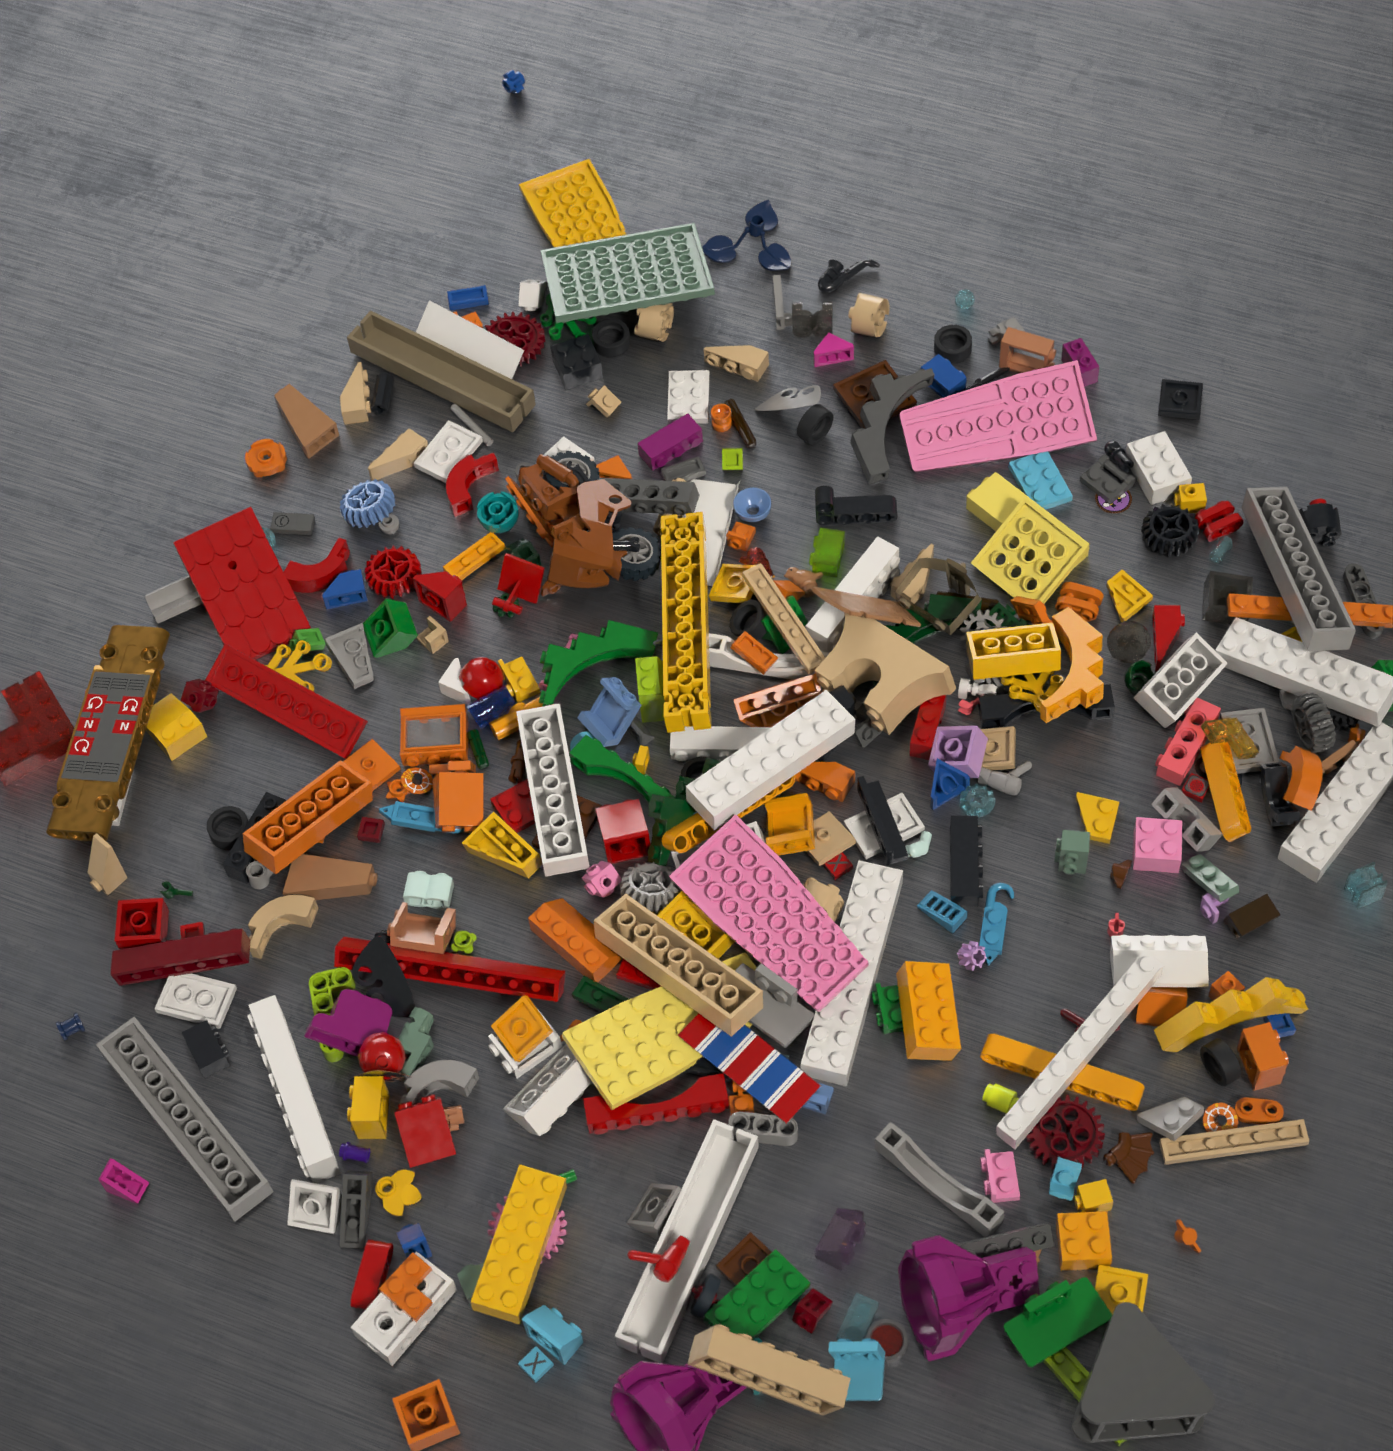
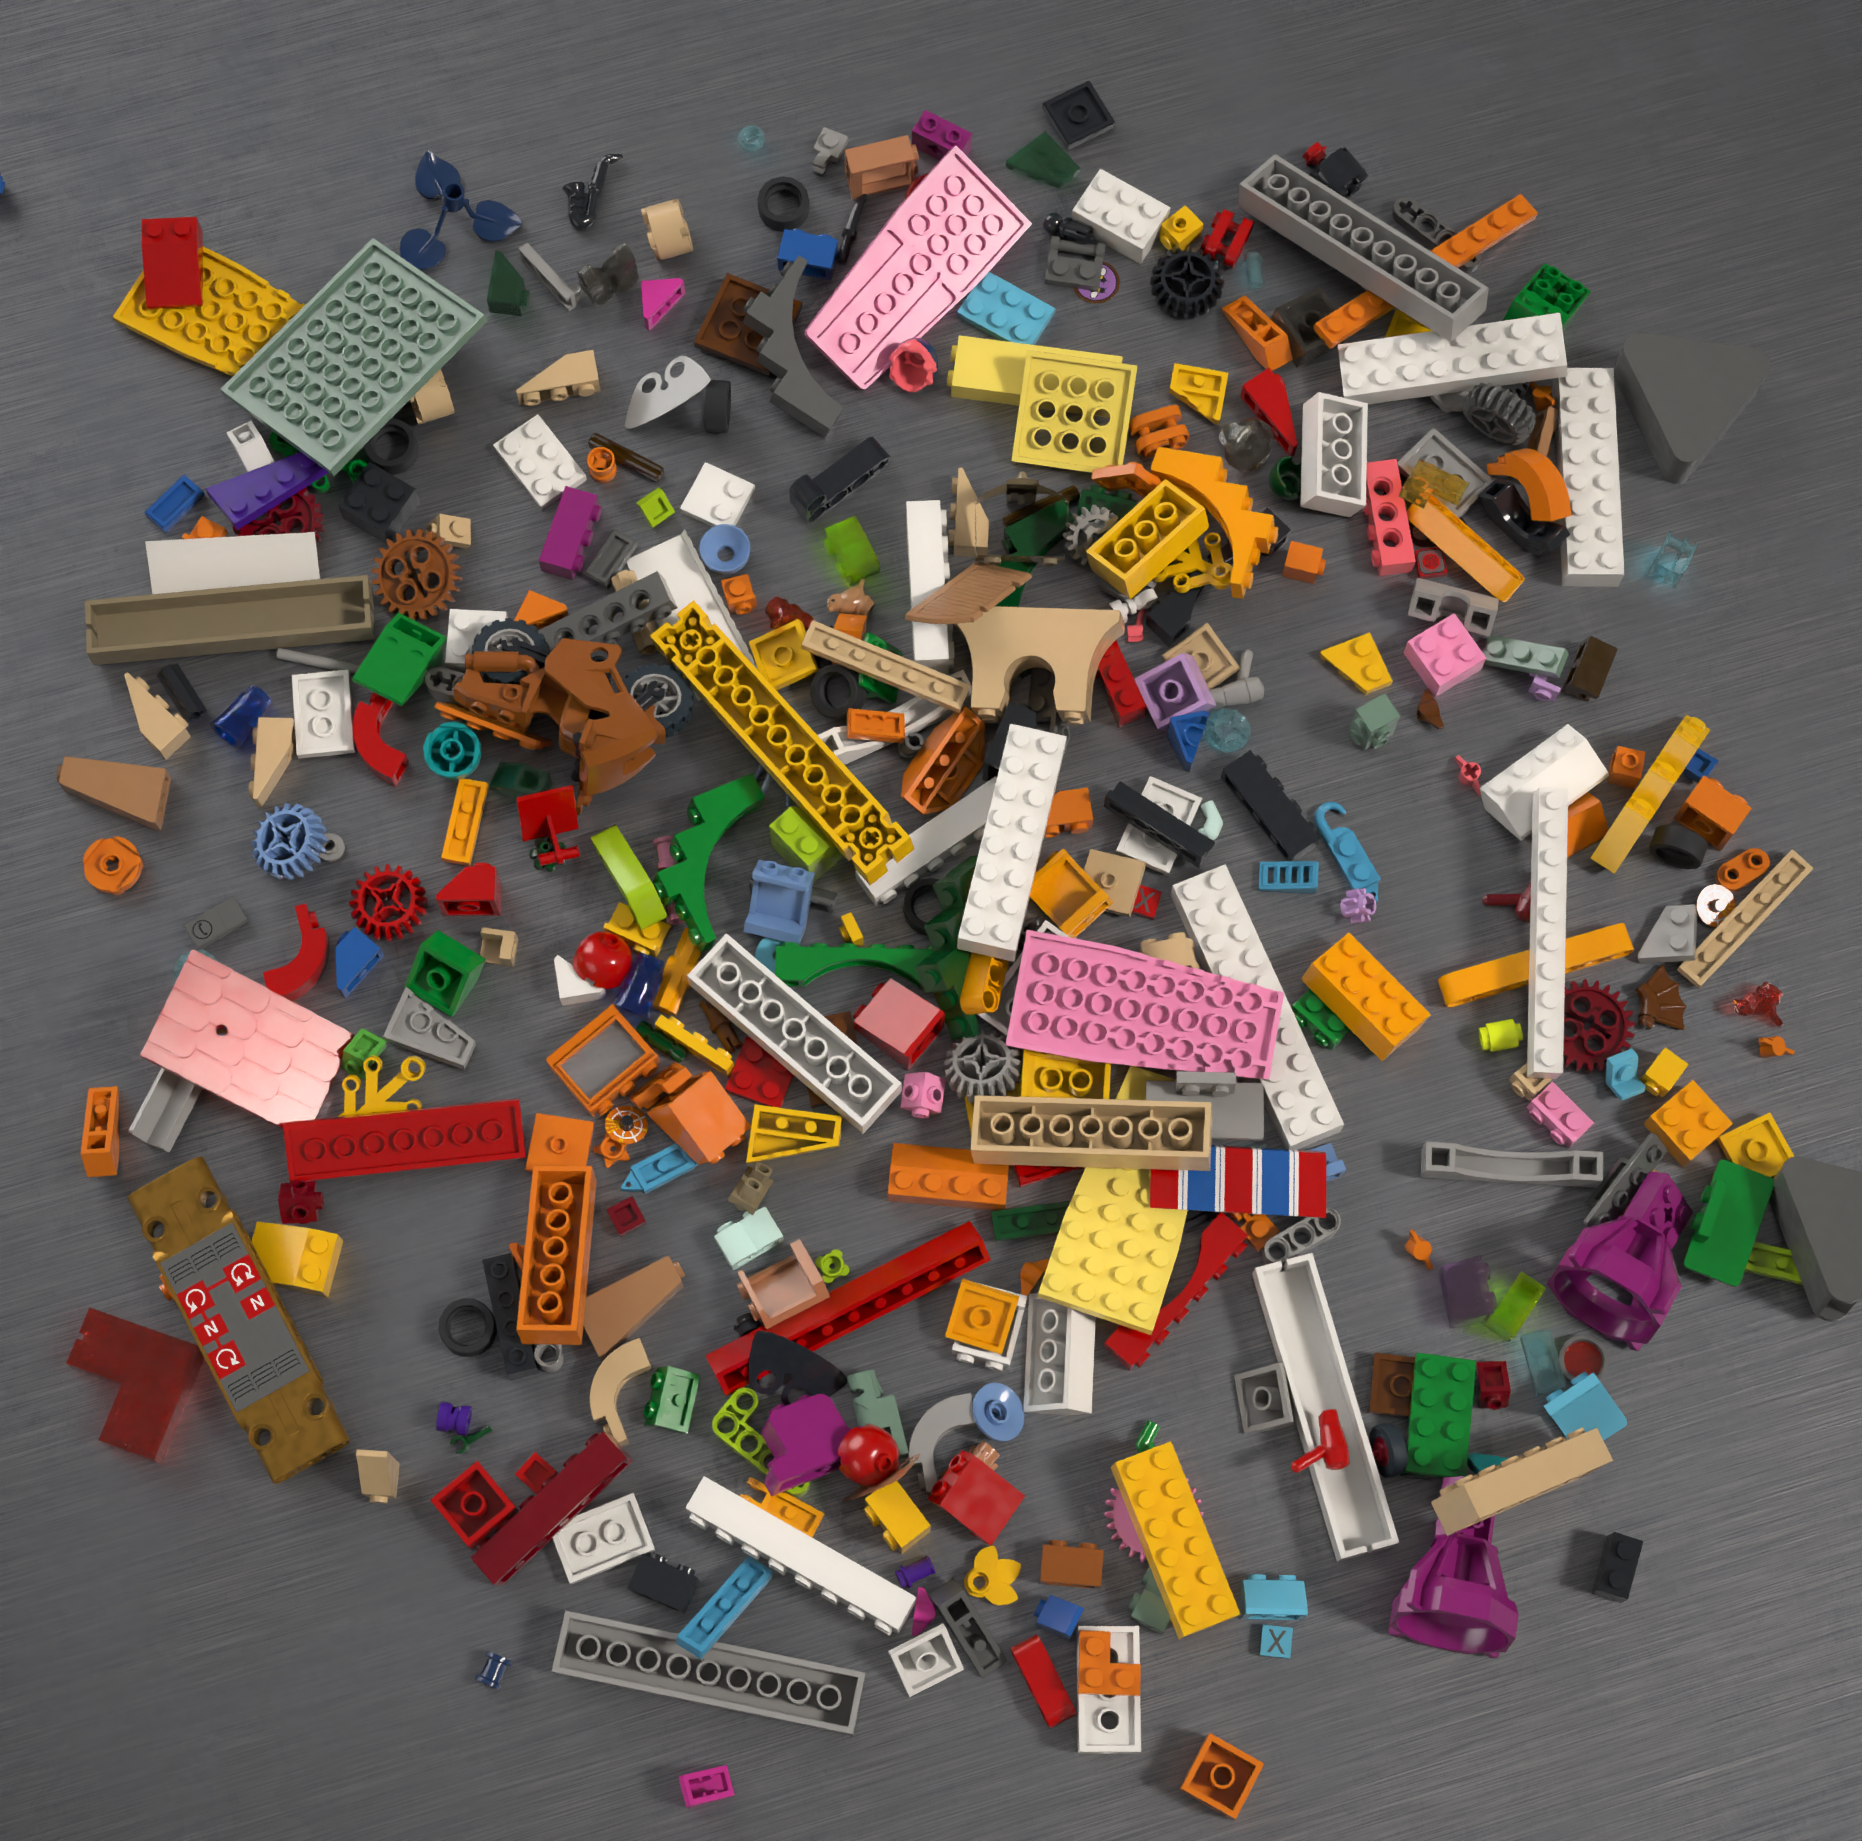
camera: 45 degrees left, 15 degrees up
(131, 590) = (101, 1132): none -> orange slope
(175, 870) = (454, 1418): none -> dark purple wheel
(223, 1083) = (724, 1607): none -> dark azure plate
(304, 950) = (671, 1399): none -> bracket
(312, 1062) = (787, 1508): none -> light orange hinge
(336, 1177) = (924, 1612): none -> dark pink piece
(398, 423) = (241, 716): none -> clear blue plant
(449, 1219) = (1071, 1565): none -> dark orange brick
(454, 862) = (751, 1188): none -> dark tan hips
(494, 1094) = (1005, 1407): none -> medium blue dish
(495, 761) = (696, 1044): none -> yellow plate
(511, 444) = (401, 659): none -> green slope
(515, 313) = (262, 489): none -> dark purple wing
(533, 642) = (629, 876): none -> lime beam
(563, 410) = (438, 563): none -> dark orange gear
(574, 172) = (172, 262): none -> red slope
(748, 294) = (506, 288): none -> clear green slope
(768, 679) = (910, 746): none -> dark grey pin
(775, 476) = (717, 497): none -> white plate
(835, 1190) = (1419, 1248): none -> orange piece
(866, 1269) = (1515, 1306): none -> clear neon green brick
(954, 472) = (913, 365): none -> coral hair
(993, 1142) = (1527, 1086): none -> tan bracket
(1109, 733) = (1303, 562): none -> orange brick
(1137, 413) = (1045, 161): none -> clear green wing
(1192, 586) = (1259, 333): none -> orange slope
(1200, 1202) = (1761, 1003): none -> clear red animal

